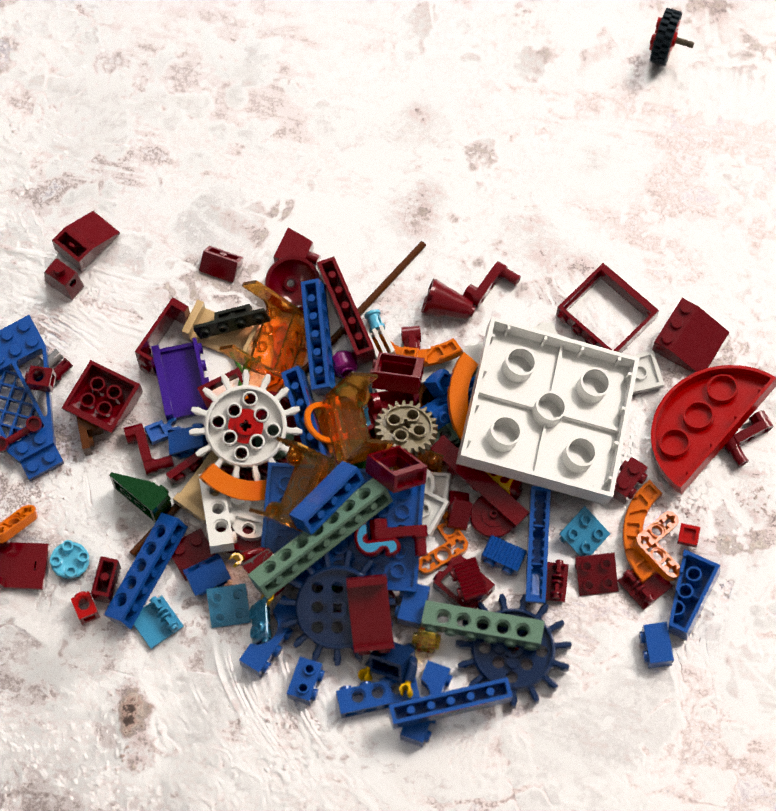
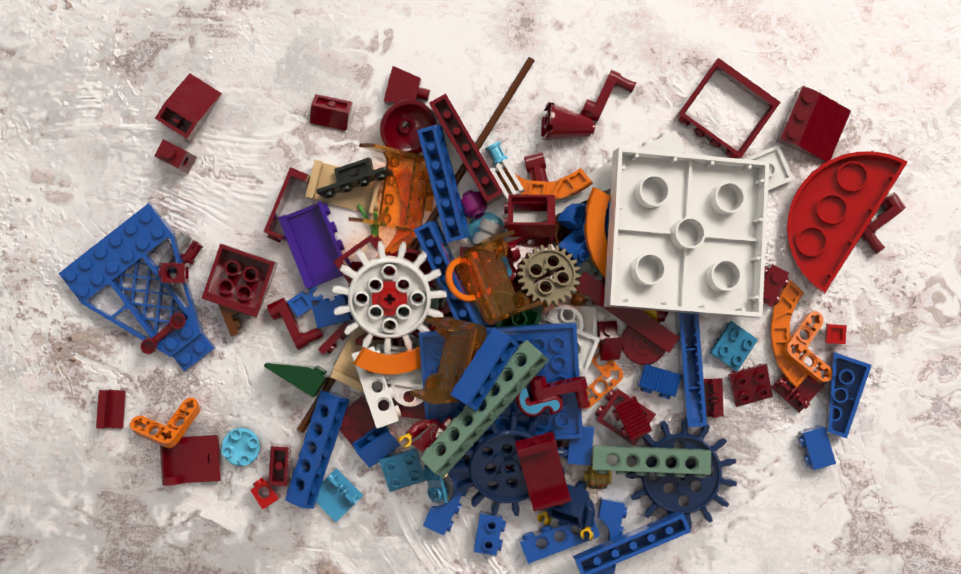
camera: 10 degrees left, 20 degrees up
(411, 471) = (558, 344): dark red window -> none

